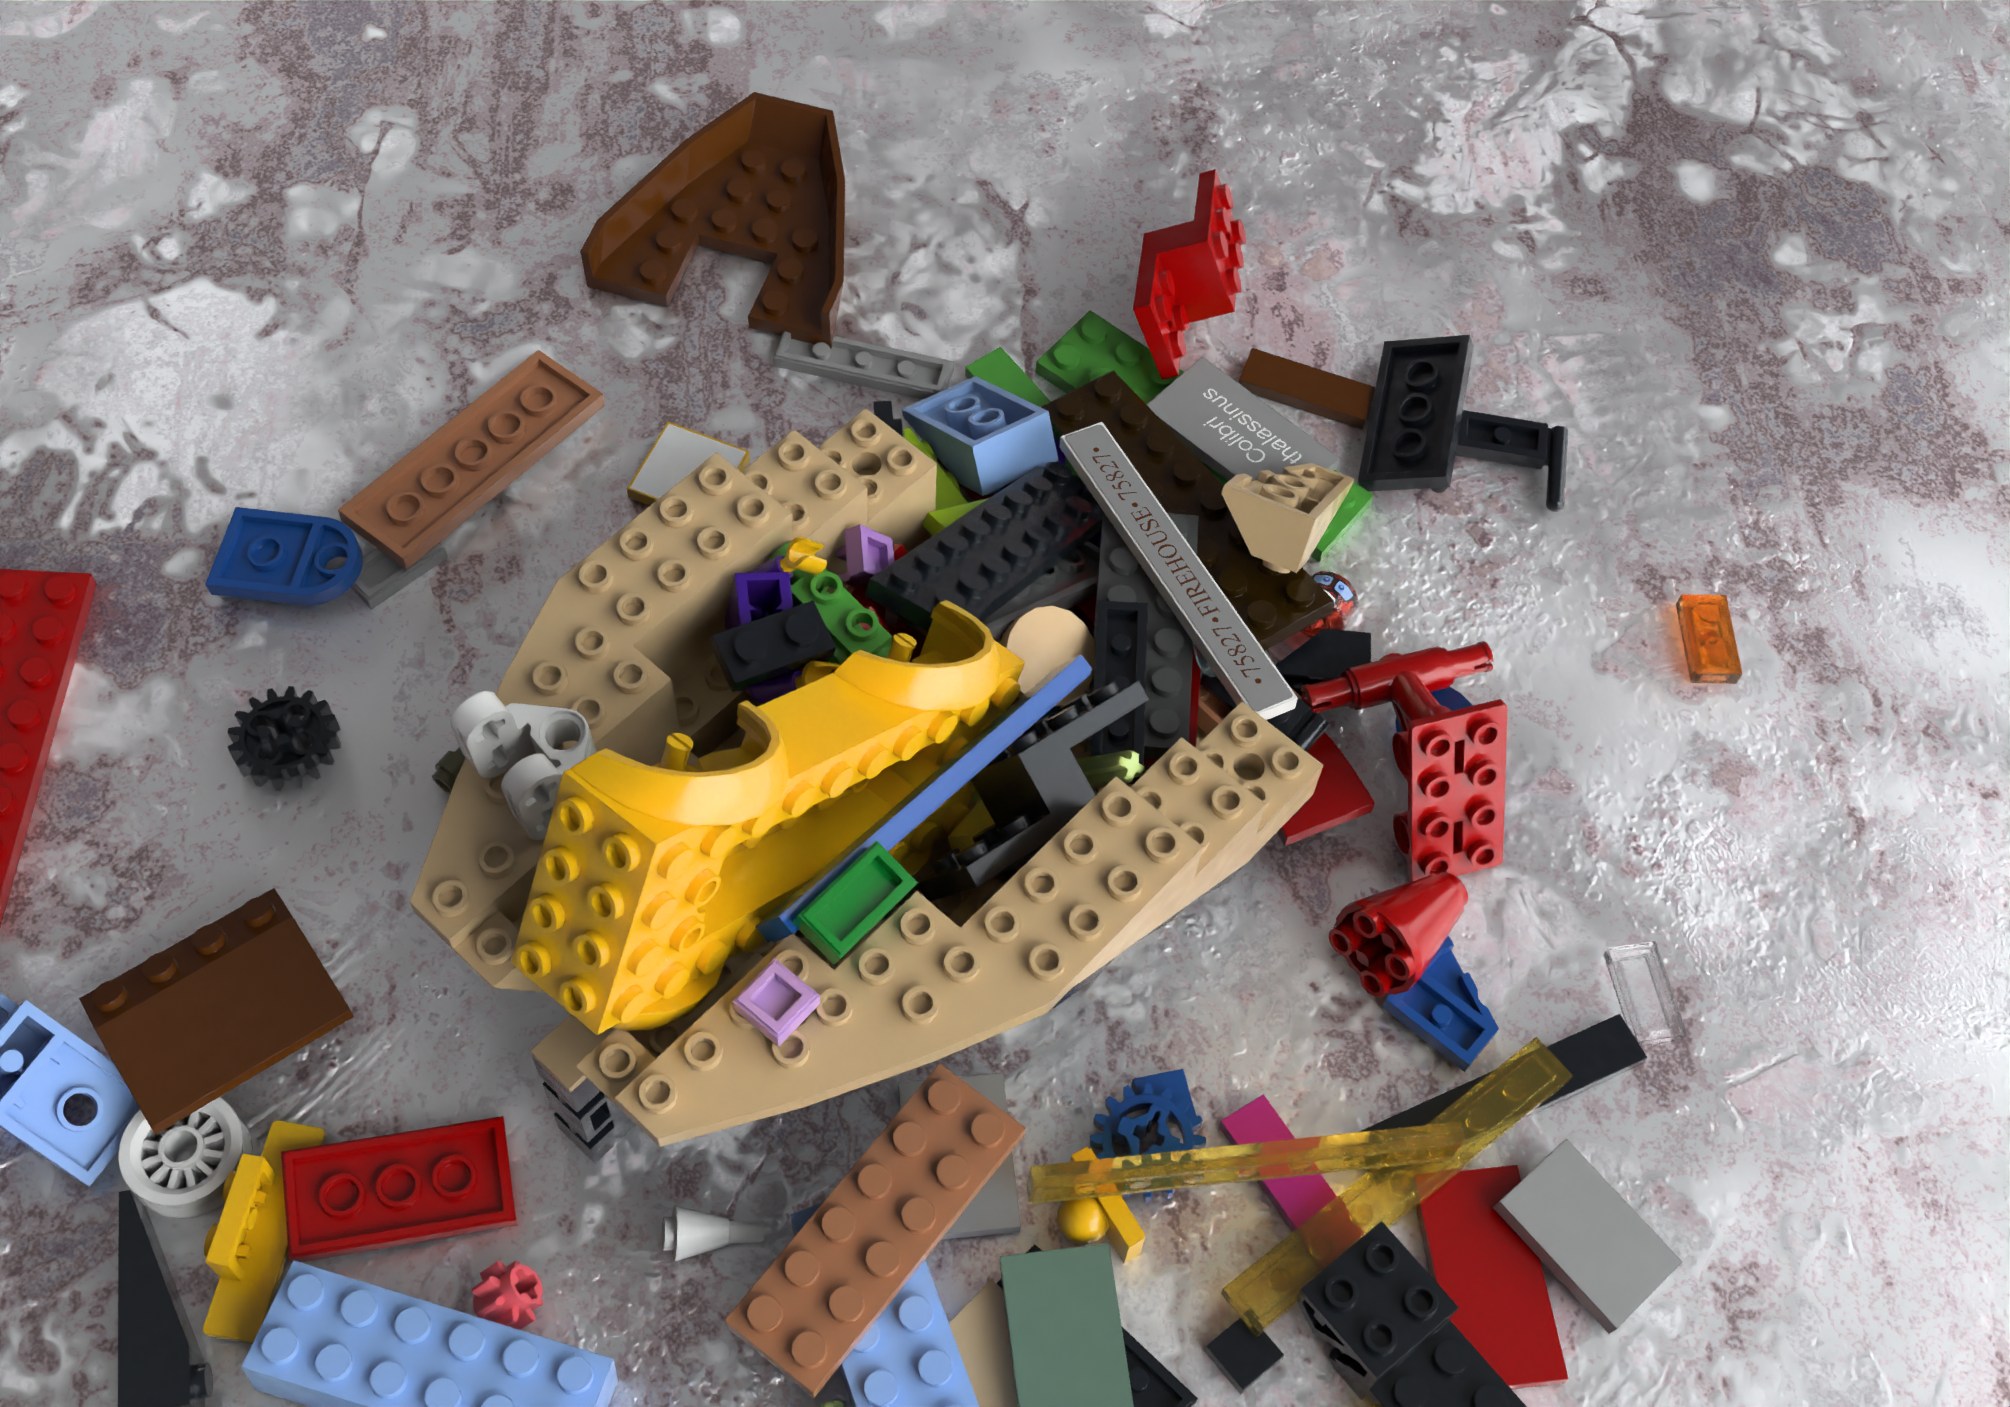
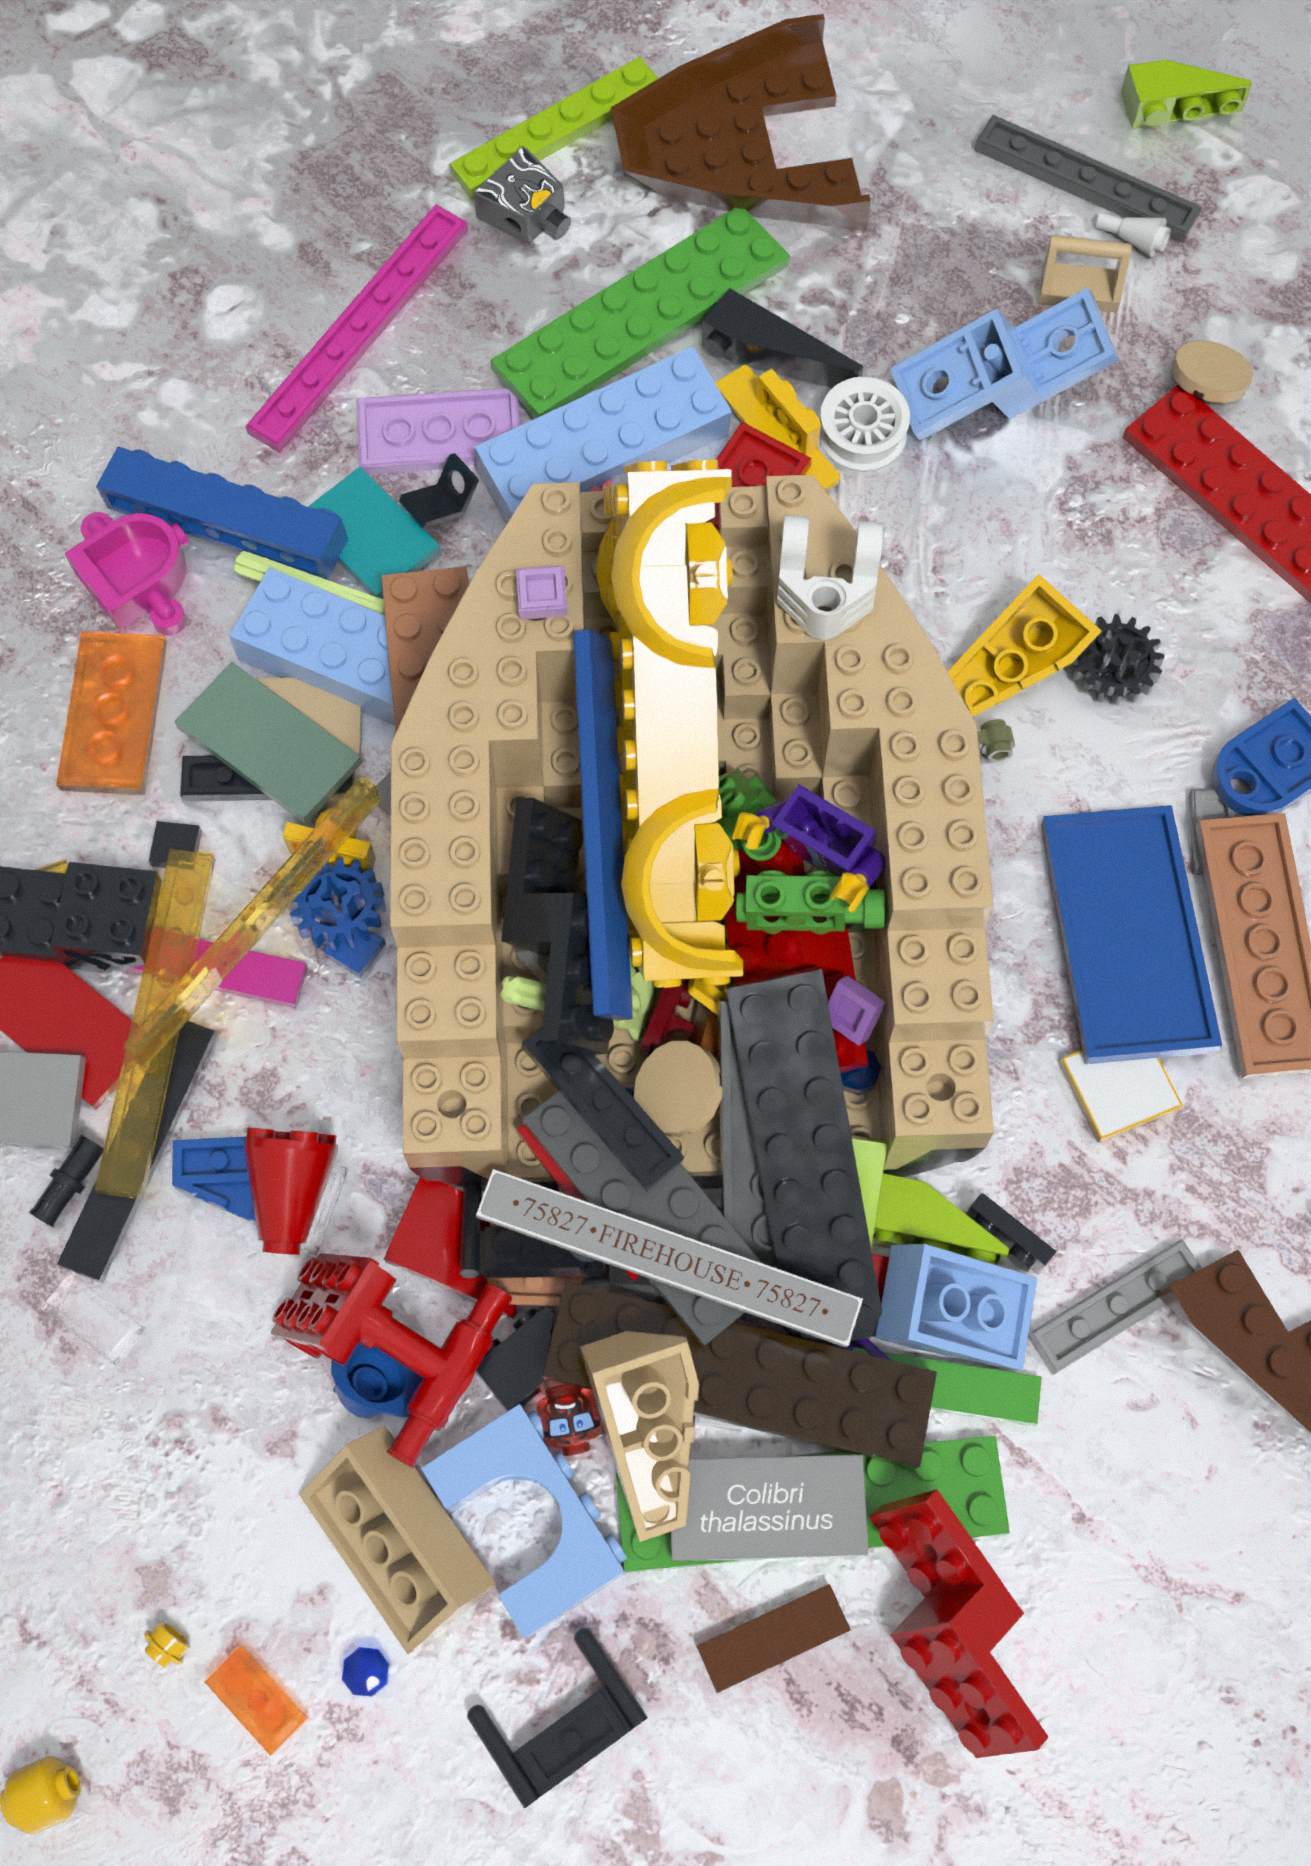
camera: 140 degrees right, 10 degrees up
(215, 1010) = (938, 482): reddish brown piece -> none
(340, 817) = (1021, 647): none -> yellow wedge
(503, 573) = (1130, 935): none -> blue tile
(772, 645) = (796, 808): black plate -> none
(854, 902) = (558, 684): green tile -> none
(1409, 521) = (515, 1451): none -> light blue arch
(1416, 414) = (657, 1686): black plate -> none
(1527, 621) = (396, 1539): none -> tan slope
(1587, 1119) = (67, 1181): none -> black pin
(1613, 590) = (366, 1672): none -> clear blue tile
(1753, 719) = (166, 1645): none -> yellow plate
(1921, 699) = (40, 1795): none -> yellow head

